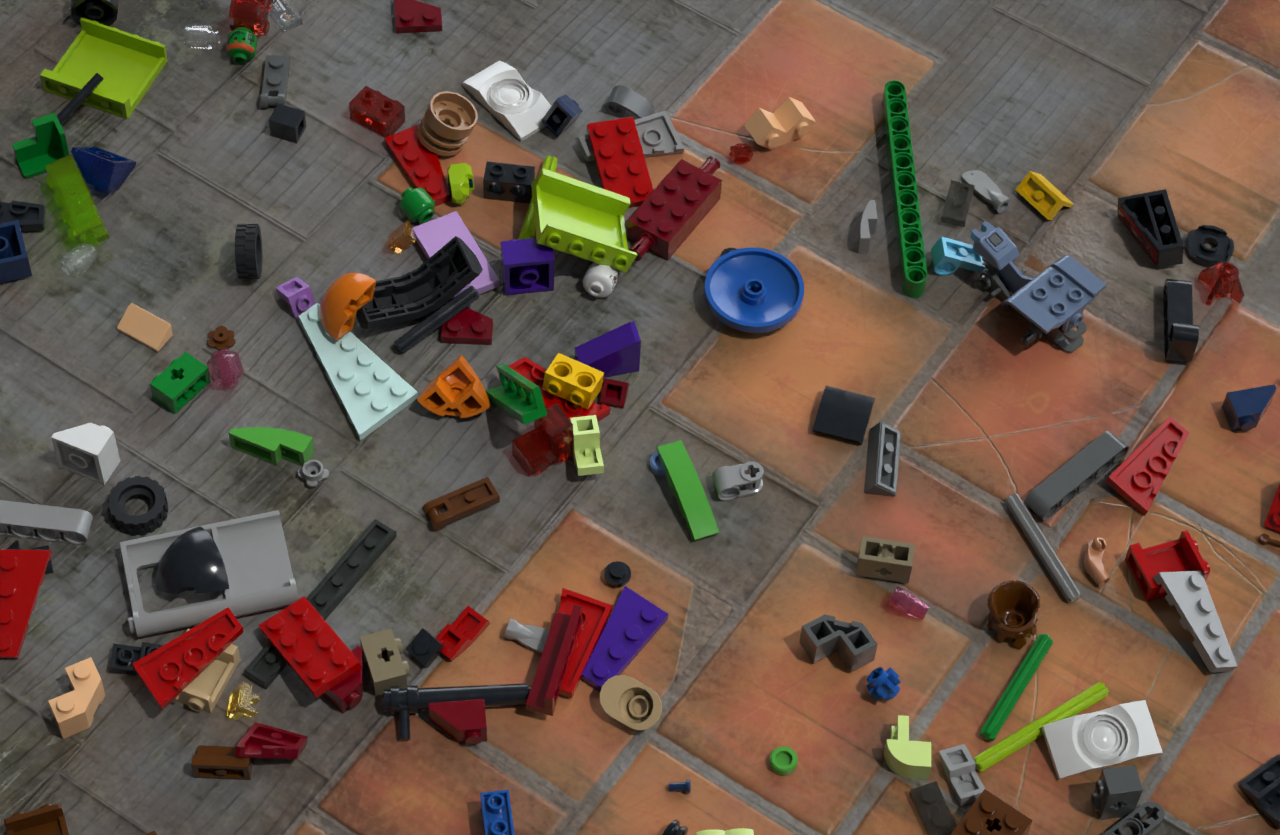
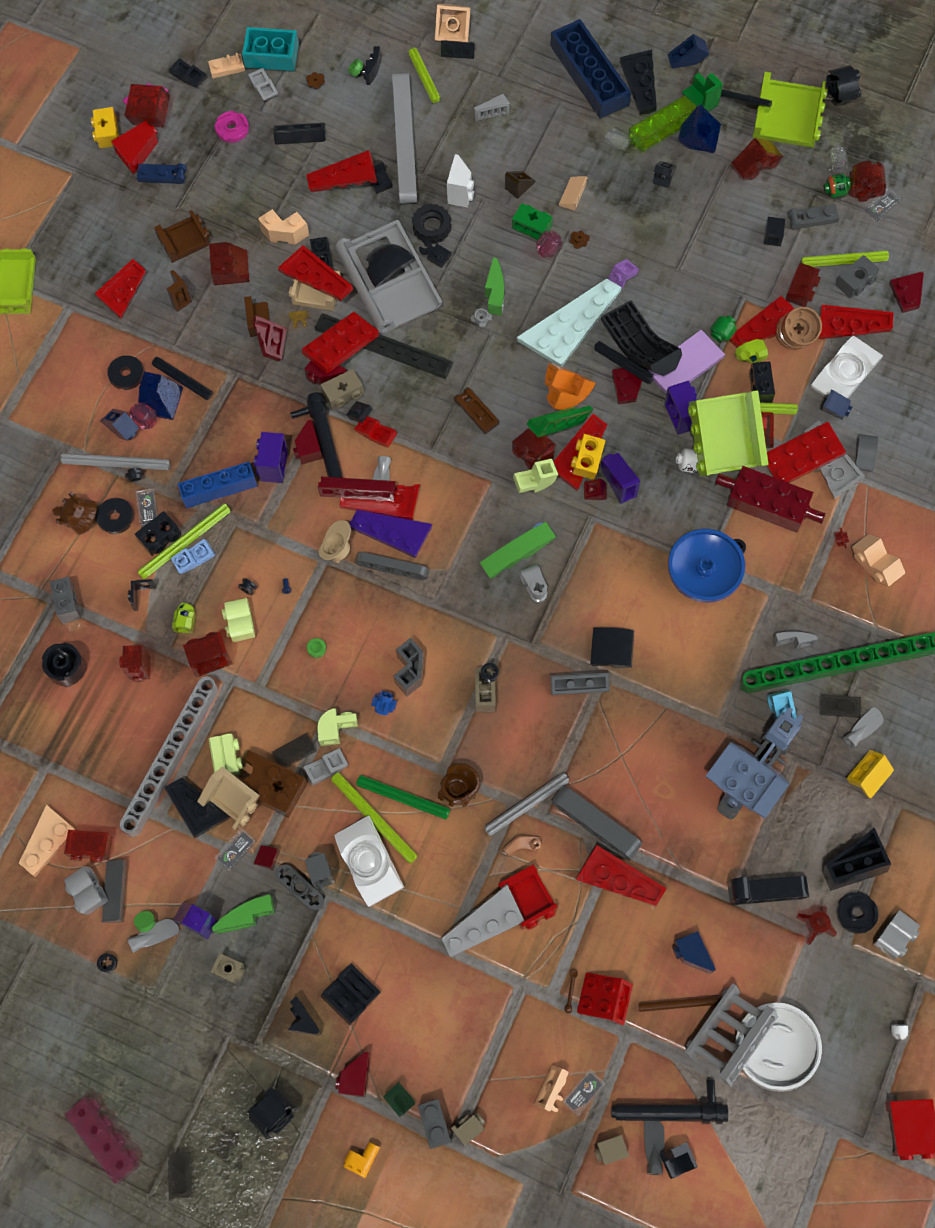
camera: 85 degrees right, 15 degrees up
(108, 388) = (517, 182): none -> dark brown slope
(115, 789) = (228, 264): none -> clear red slope
(153, 219) = (664, 173): none -> black slope
(174, 115) = (755, 156): none -> clear red brick
(188, 509) = (437, 255): none -> black plate
(248, 251) = (642, 224): black tyre -> none
(343, 300) = (615, 297): orange brick -> none
(349, 65) = (848, 258): none -> lime axle
(383, 56) = (863, 269): none -> dark grey brick
(401, 237) = (691, 325): clear orange slope -> none
(444, 71) = (849, 321): none -> red wing
(478, 763) = (271, 457): none -> dark purple brick
(617, 574) = (441, 518): black plate -> none
(678, 645) = (391, 566): none -> dark grey beam
(877, 535) = (485, 677): none -> black bush
(908, 603) = (456, 712): clear pink cone -> none
(1240, 214) = (897, 935): none -> light grey brick

